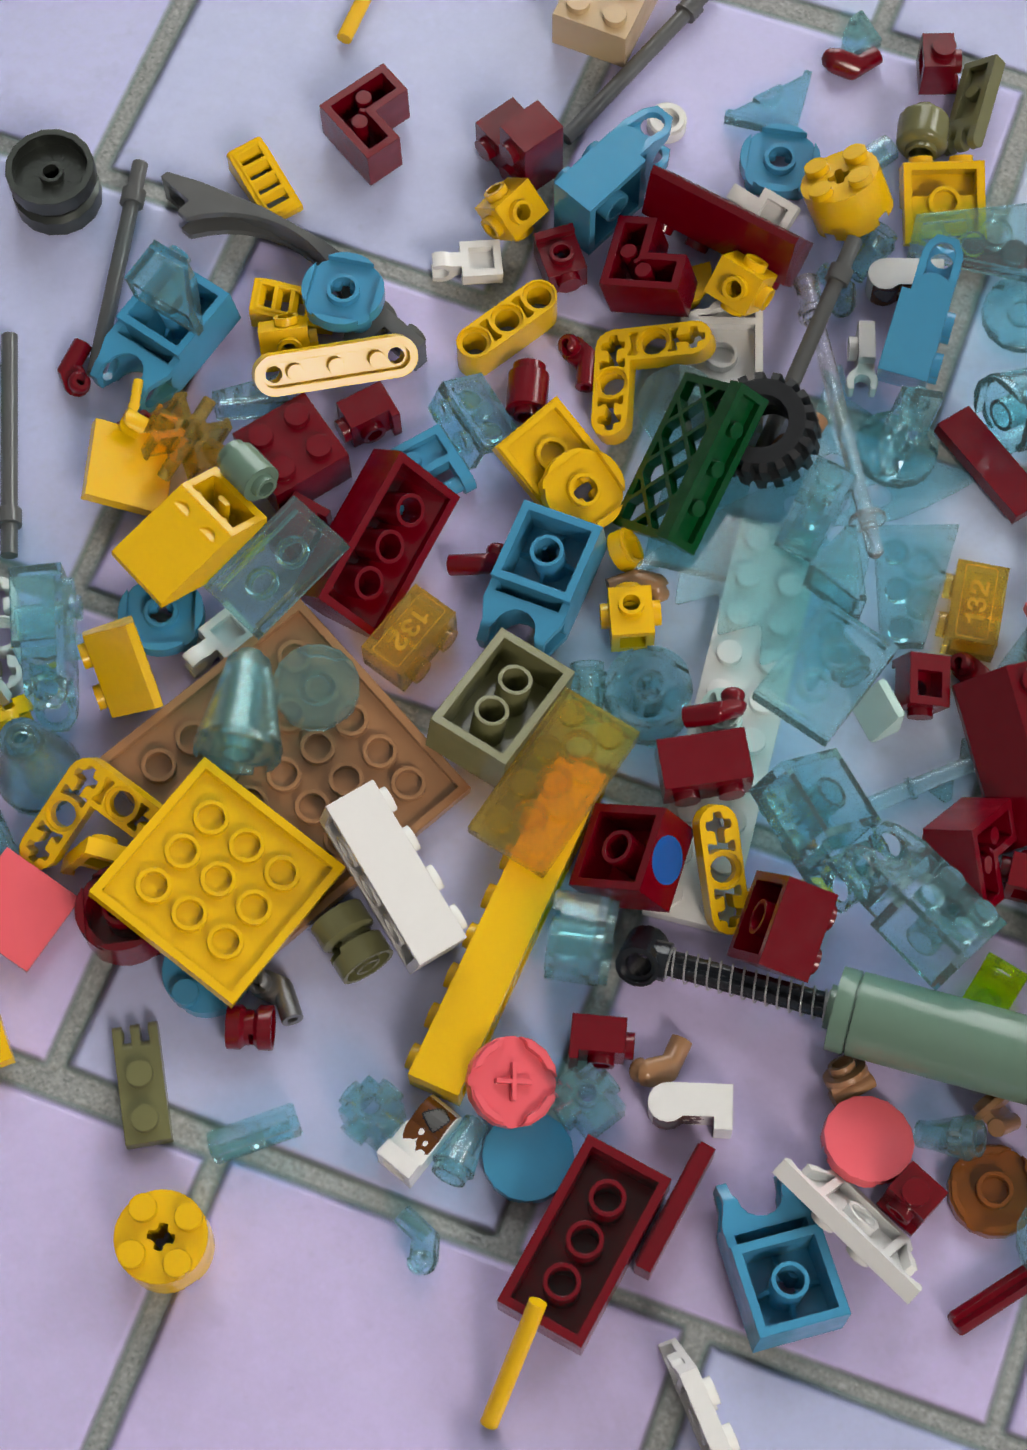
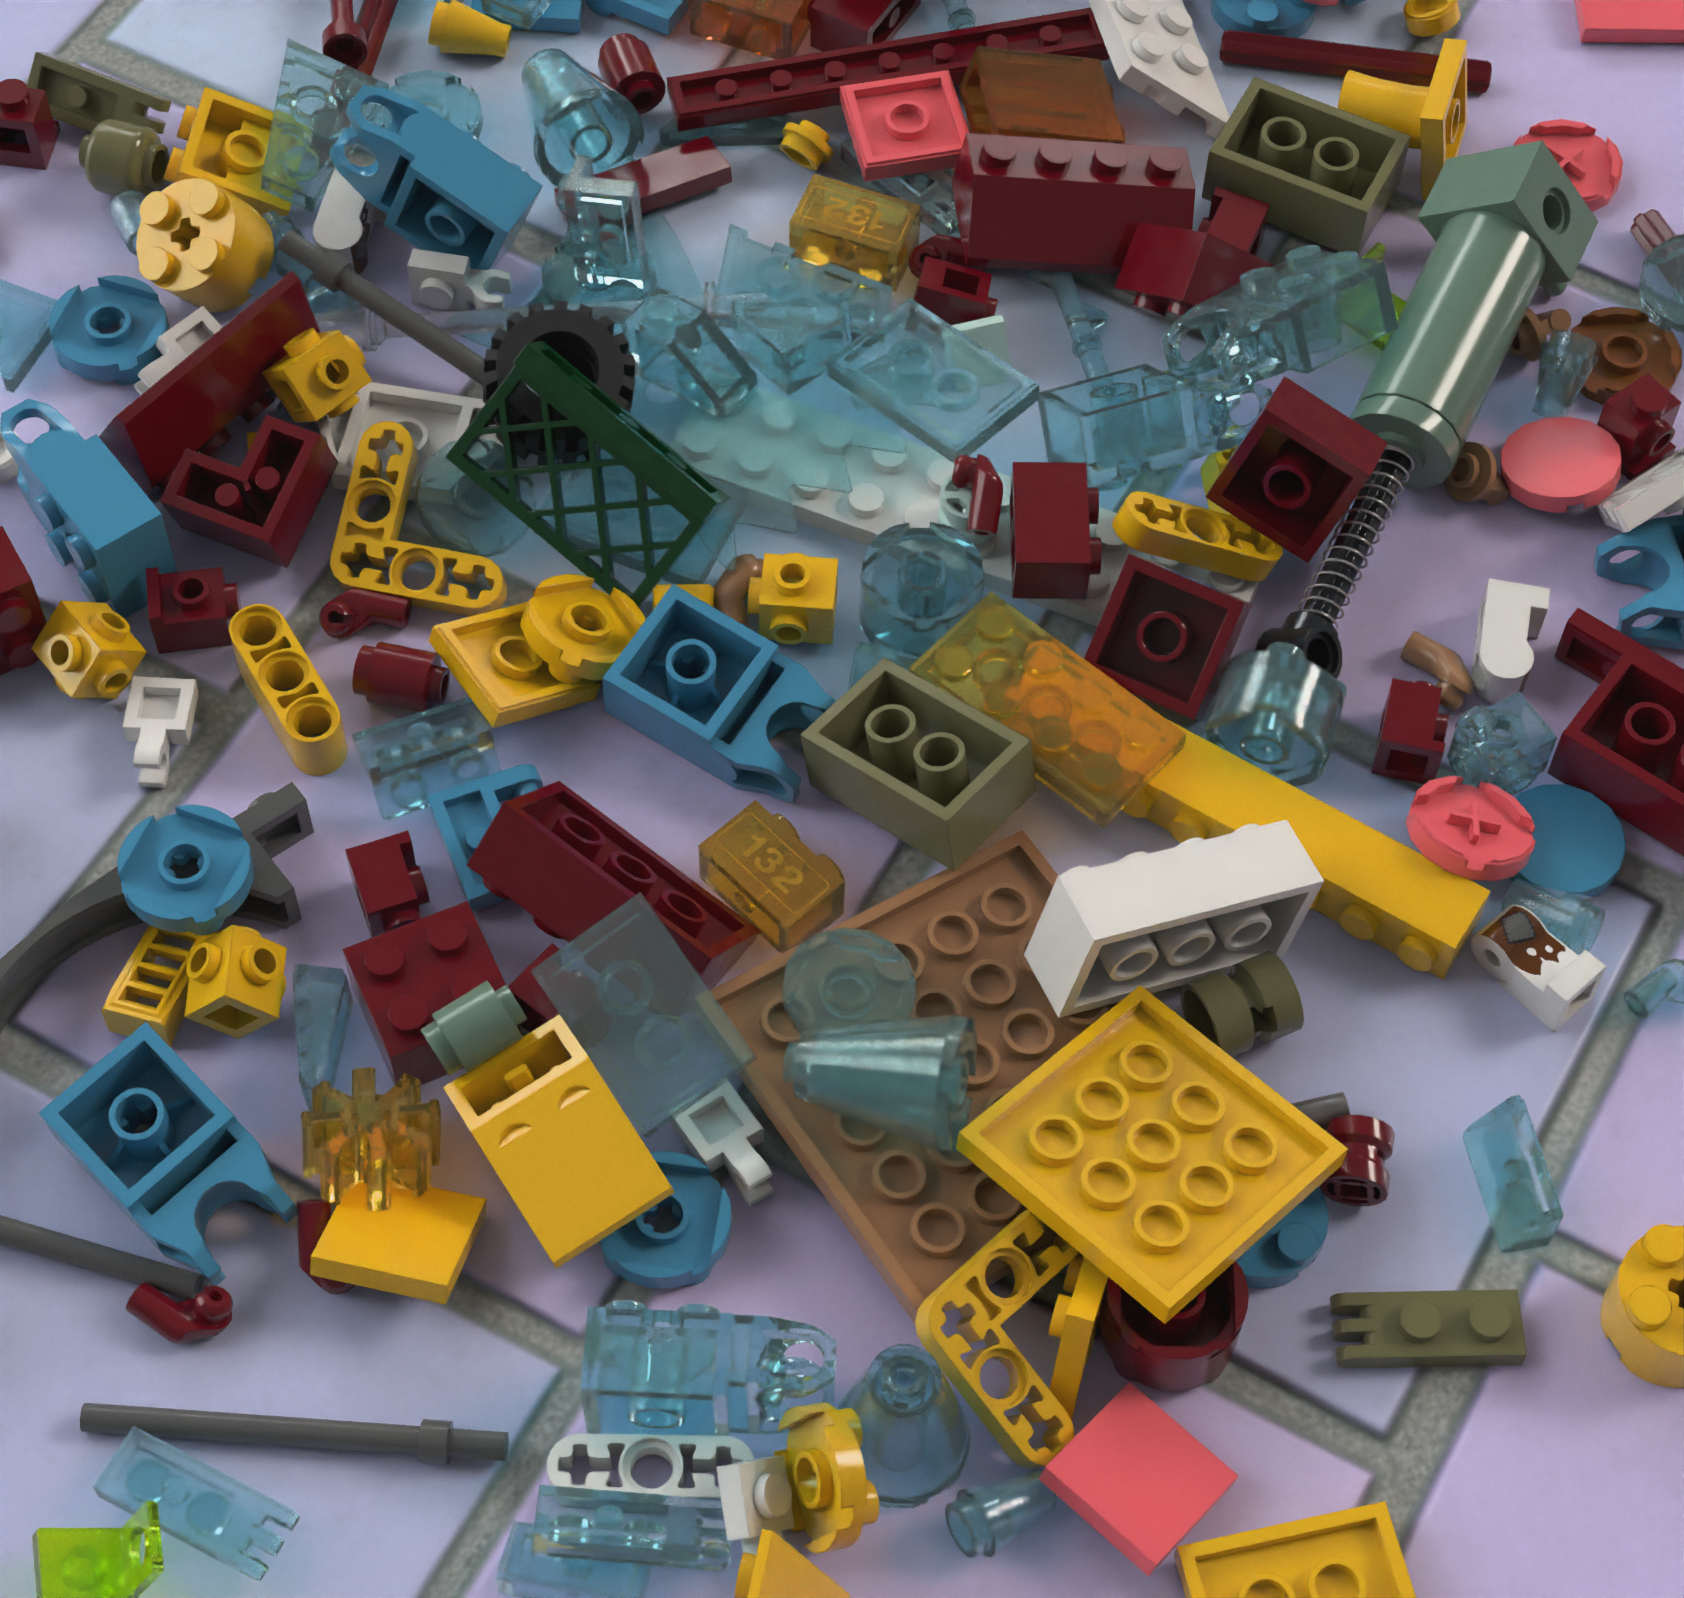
camera: 85 degrees left, 10 degrees down
(121, 668) = (772, 1249): yellow slope -> none
(132, 422) = (324, 1208): yellow hand -> none
(168, 285) = (118, 1095): clear light blue slope -> none
(334, 365) = (310, 899): plate -> none
(374, 1127) = (1499, 1011): clear light blue brick -> none
(474, 563) = (666, 783): dark red arm -> none

